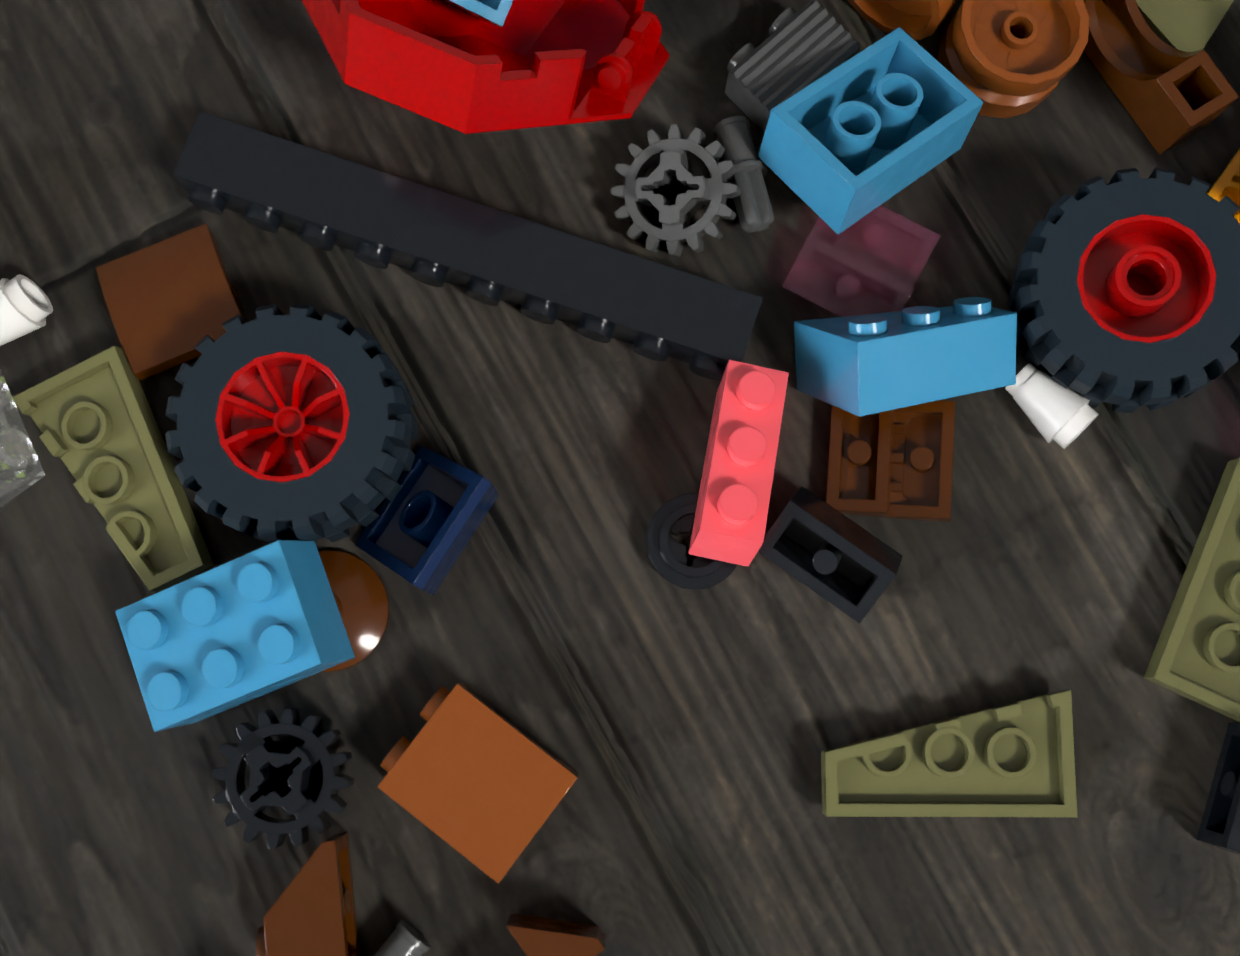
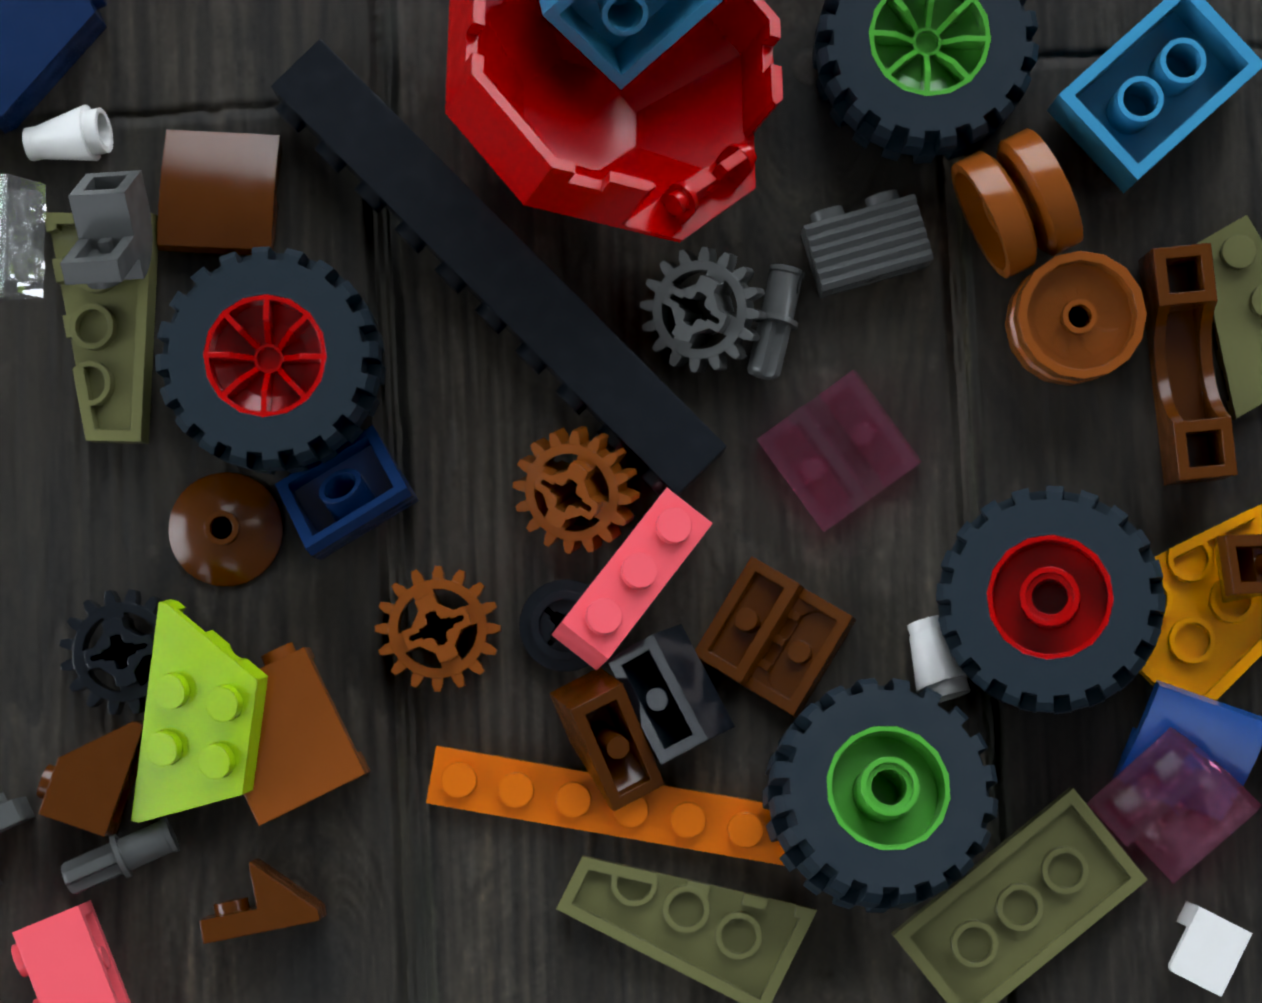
camera: 30 degrees right, 5 degrees up
(77, 373) = (111, 229): none -> dark grey brick
(234, 633) = (141, 515): dark azure brick -> none
(386, 809) = (197, 719): none -> lime wing
(557, 584) = (427, 604): none -> dark orange gear
(641, 433) = (552, 494): none -> dark orange gear
(791, 624) = (607, 737): none -> reddish brown slope
(868, 129) = (896, 341): dark azure brick -> none
(870, 675) = (573, 801): none -> orange plate
(906, 355) = (825, 557): dark azure wedge -> none
(1083, 550) = (879, 796): none -> black wheel

